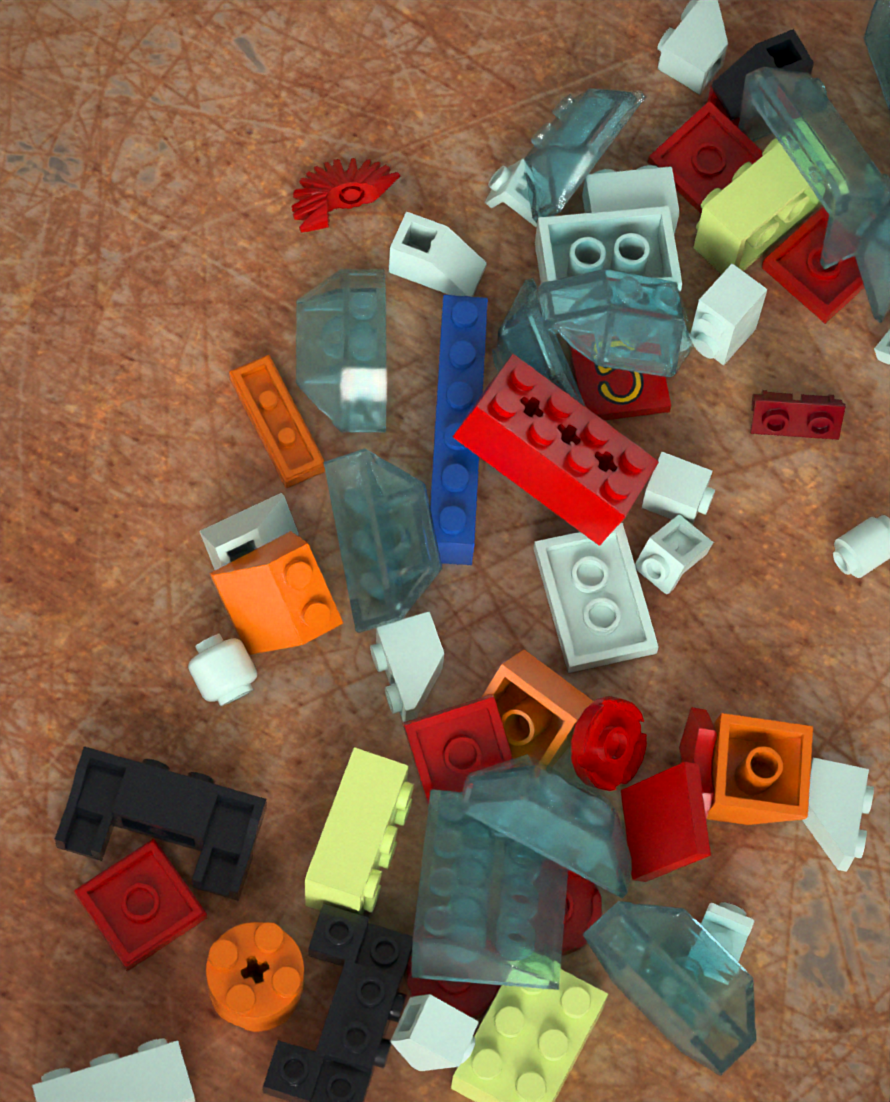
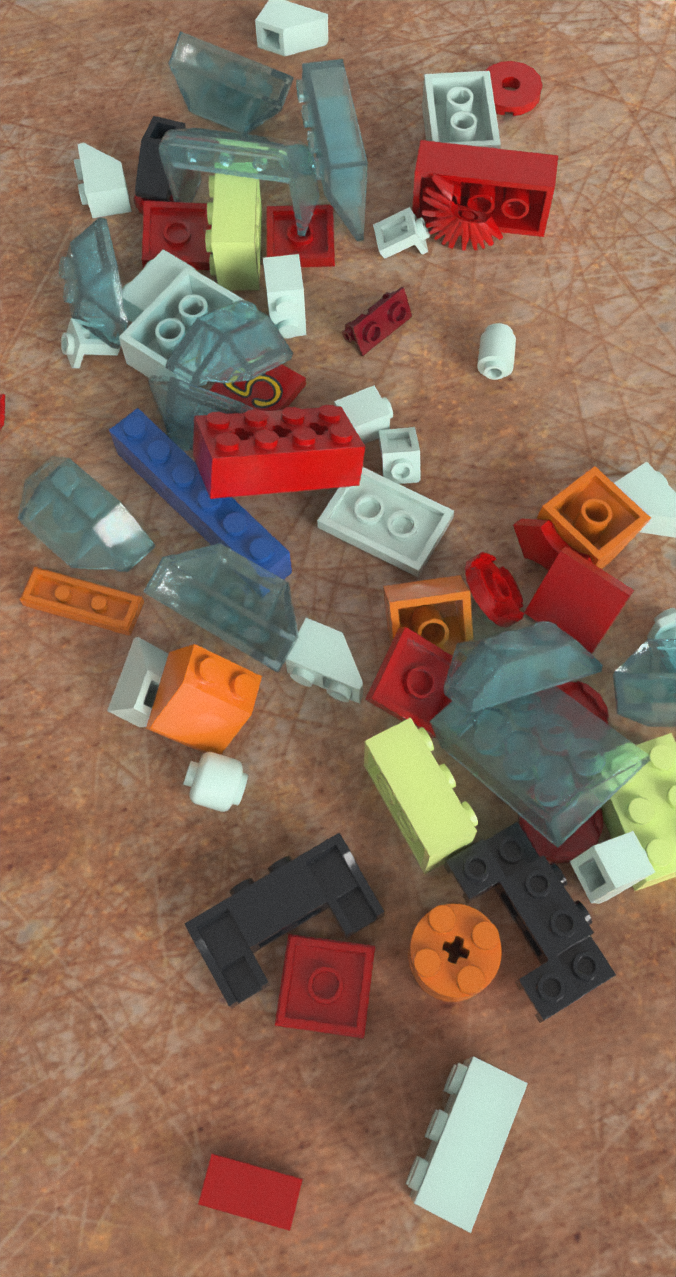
camera: 40 degrees left, 0 degrees up
(435, 257) = (76, 418): light aqua slope -> none

